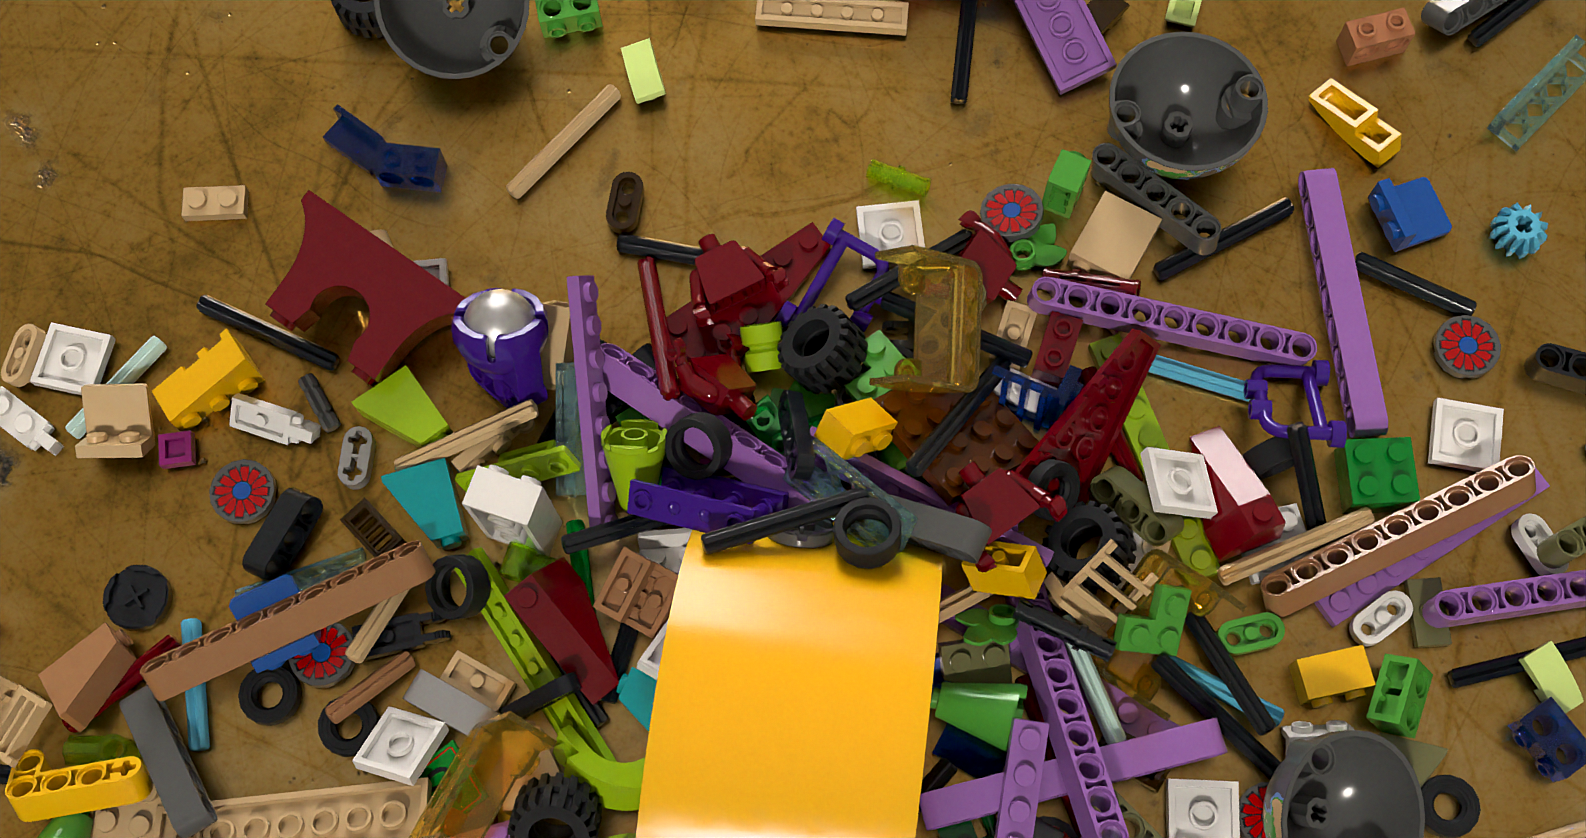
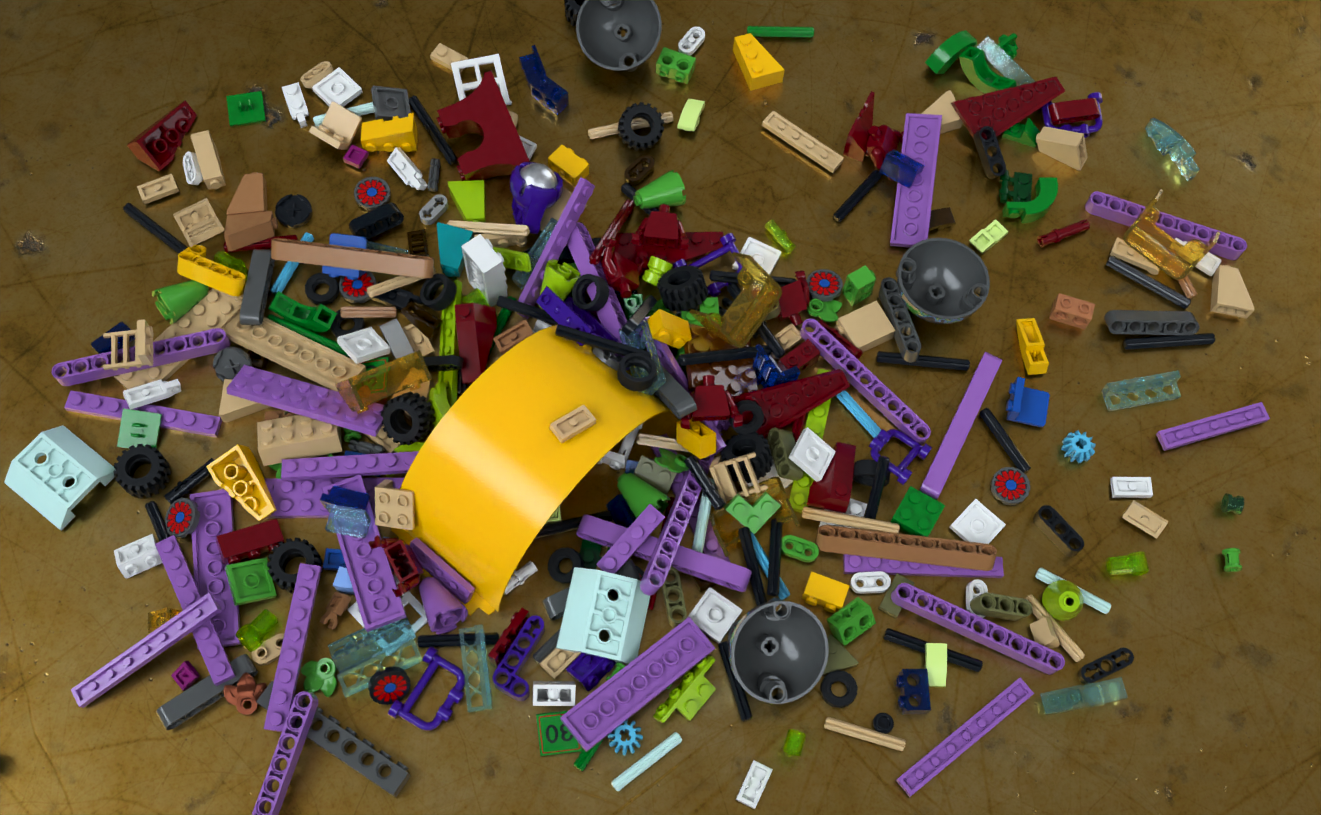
camera: 25 degrees right, 5 degrees down
(52, 619) = (250, 195): none -> medium nougat slope
(175, 332) = (390, 102): none -> dark grey plate
(270, 759) = (311, 318): none -> green arch
(291, 214) = (476, 62): none -> white window
(300, 782) = (309, 334): none -> green axle
(473, 648) = (421, 319): none -> dark brown slope
(516, 261) = (568, 165): none -> yellow brick
(602, 117) = (647, 113): none -> black tyre
(688, 216) = (663, 190): none -> bright green cone
(851, 691) = (572, 423): none -> tan plate
(1540, 815) = (883, 723): none -> black plate

